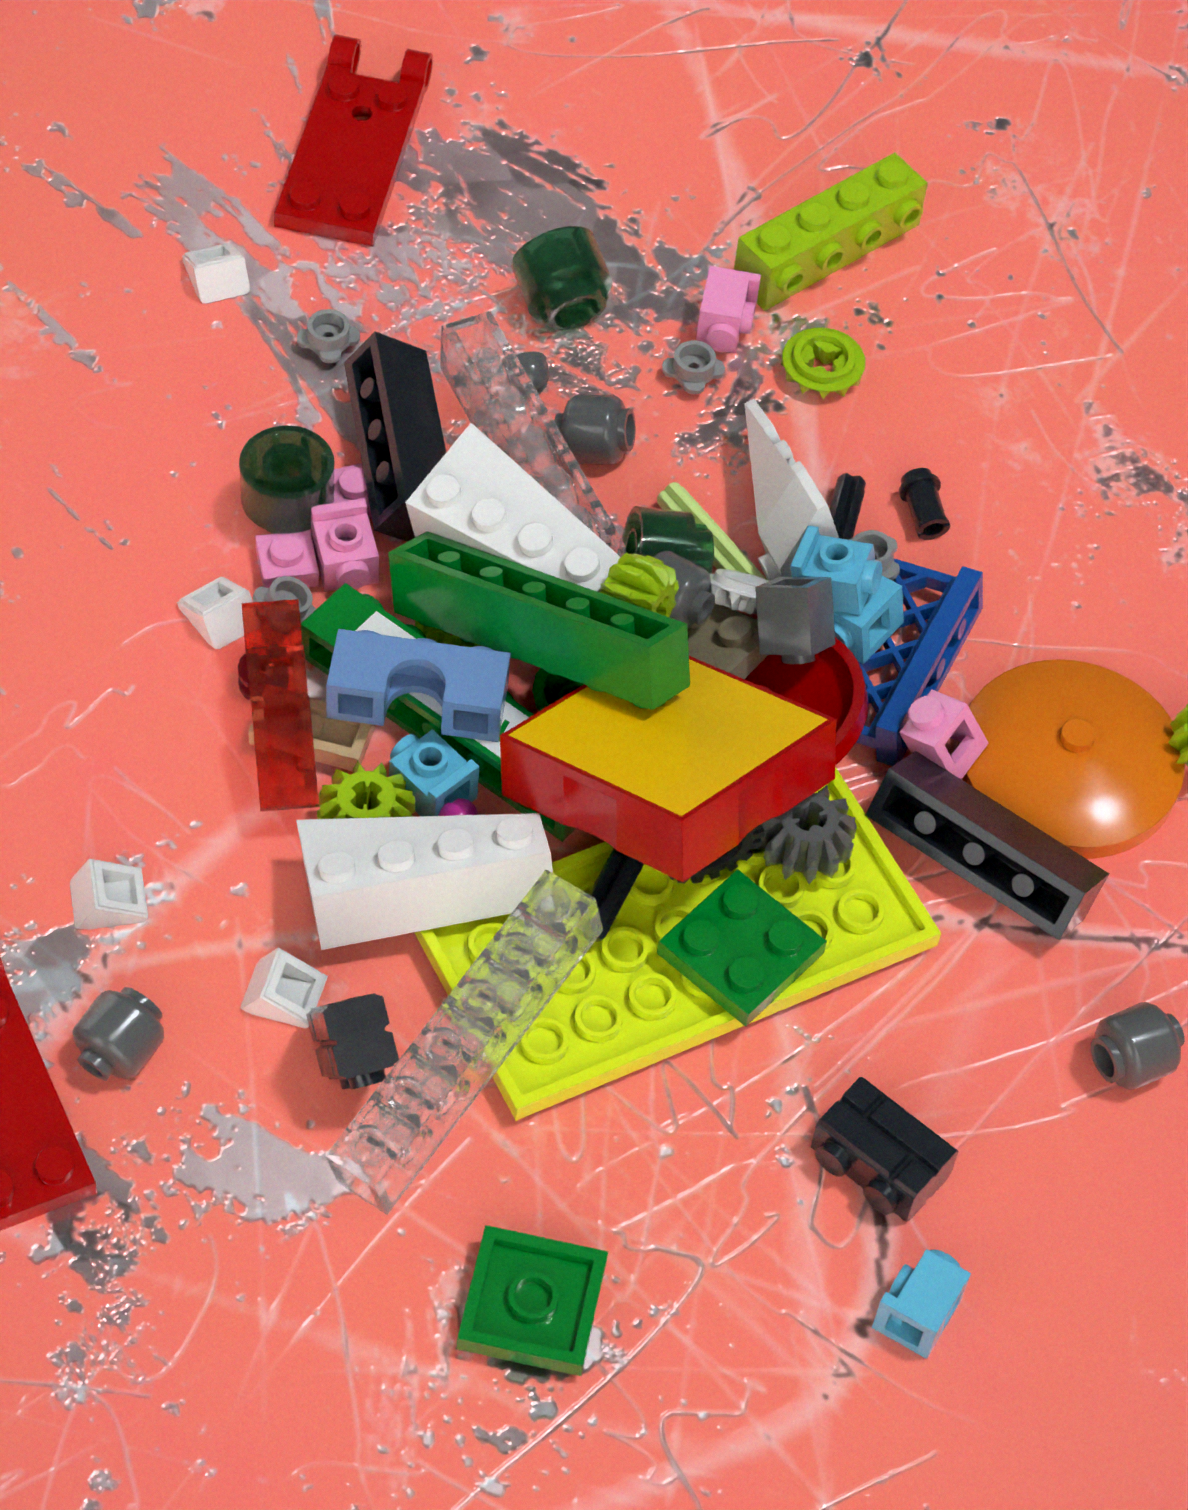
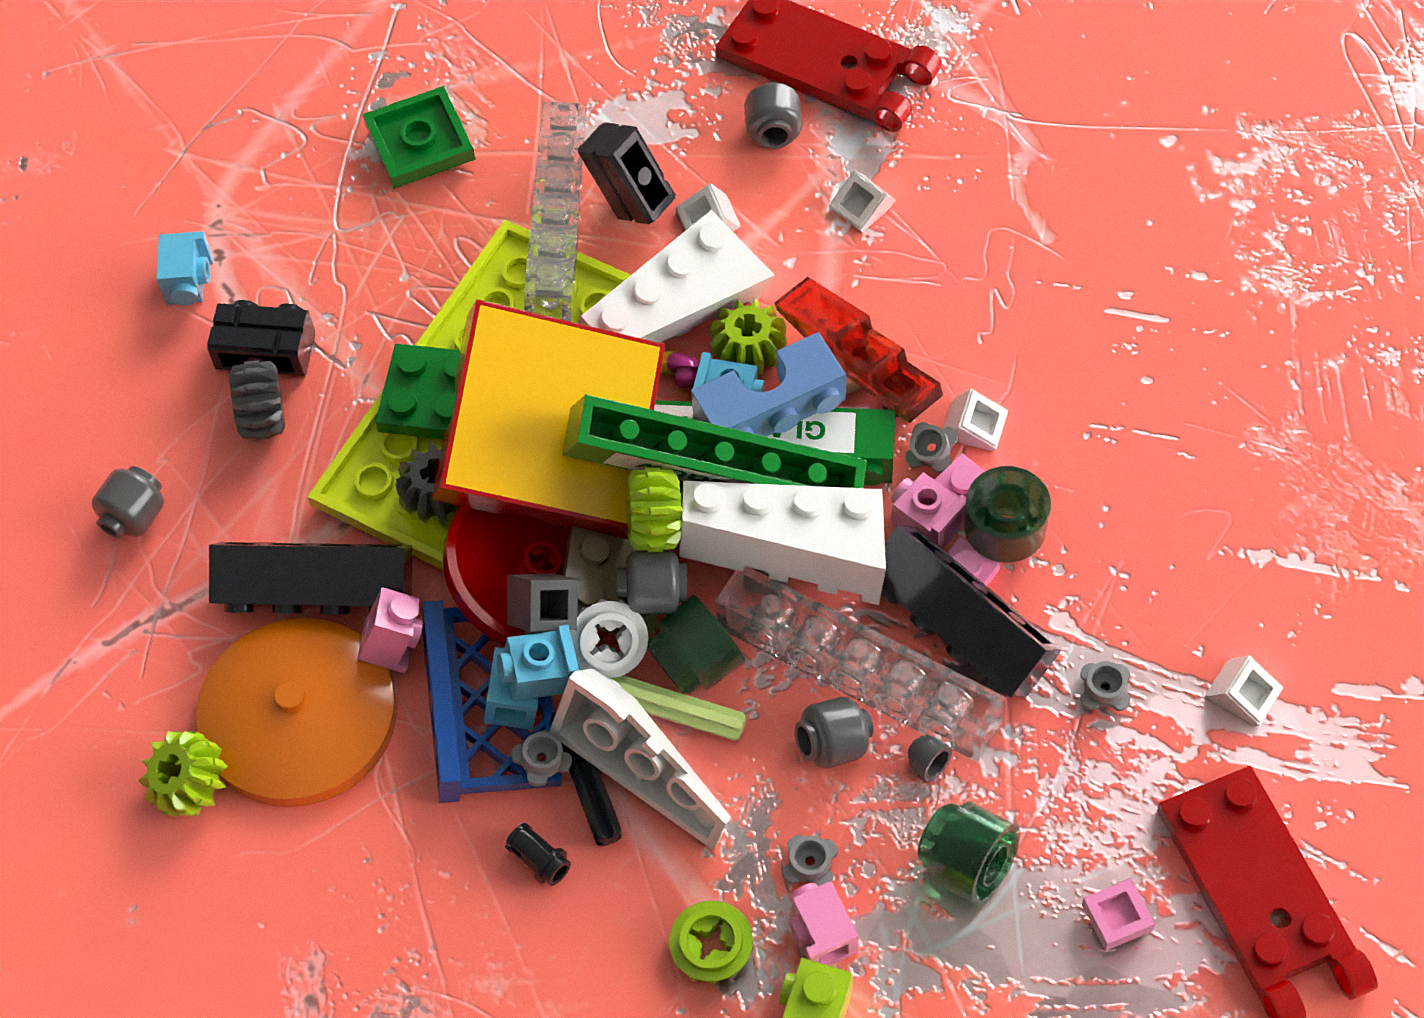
camera: 155 degrees right, 5 degrees up
(481, 187) = (1118, 914): none -> bright pink plate
(935, 1060) = (257, 400): none -> dark grey gear

